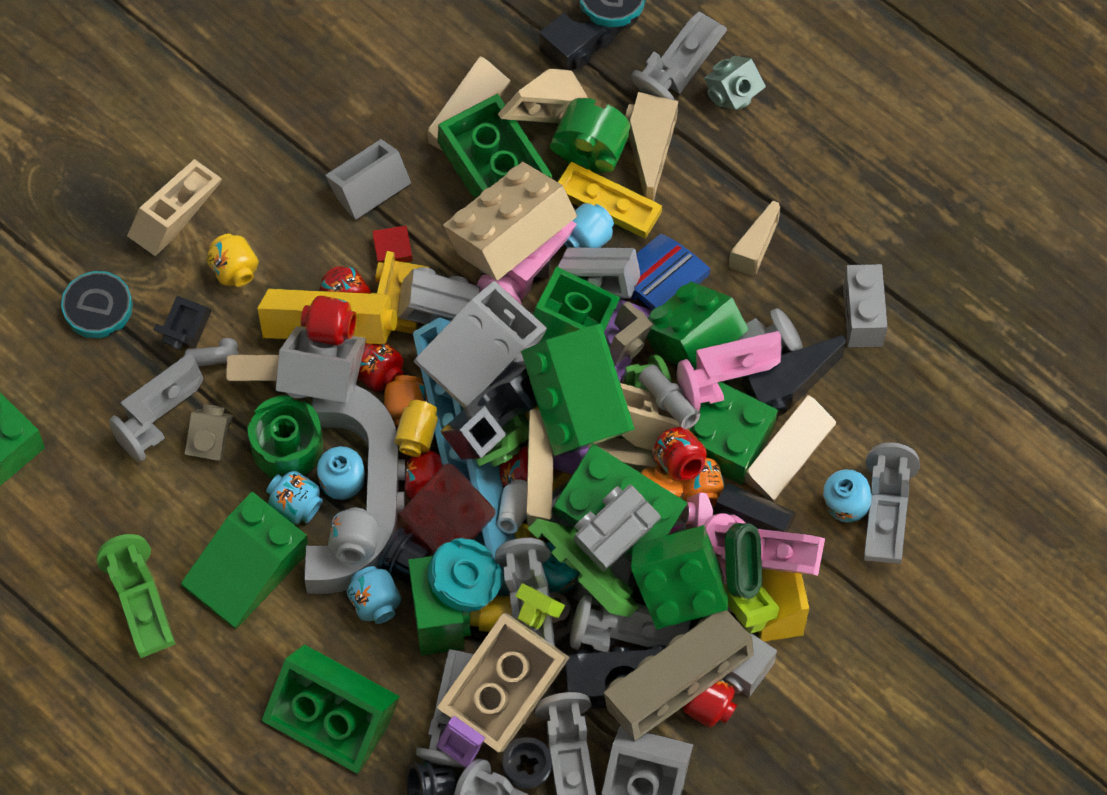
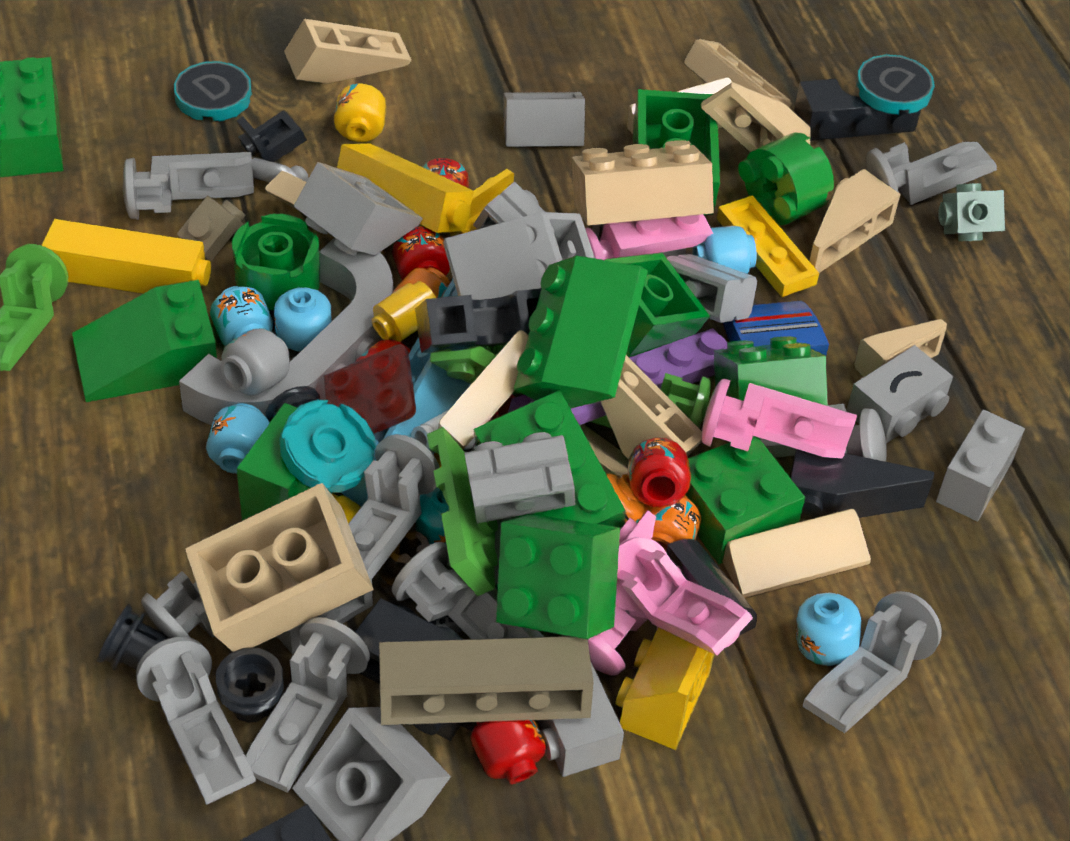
camera: 30 degrees right, 15 degrees down
(173, 499) = (125, 257): none -> yellow brick
(329, 320) = (391, 170): red head -> none
(330, 708) = (102, 513): green slope -> none
(392, 240) = (528, 175): red tile -> none
(460, 741) = (183, 601): medium lavender tile -> none
(469, 42) = (715, 62): none -> tan slope
(537, 606) = (376, 516): lime tile -> none
(634, 330) = (689, 347): dark tan bracket -> none
(669, 396) = (687, 411): light grey pin -> none
(743, 560) = (643, 597): dark green tile -> none
(755, 611) = (625, 665): lime tile -> none
(779, 277) = (902, 392): none -> light grey brick

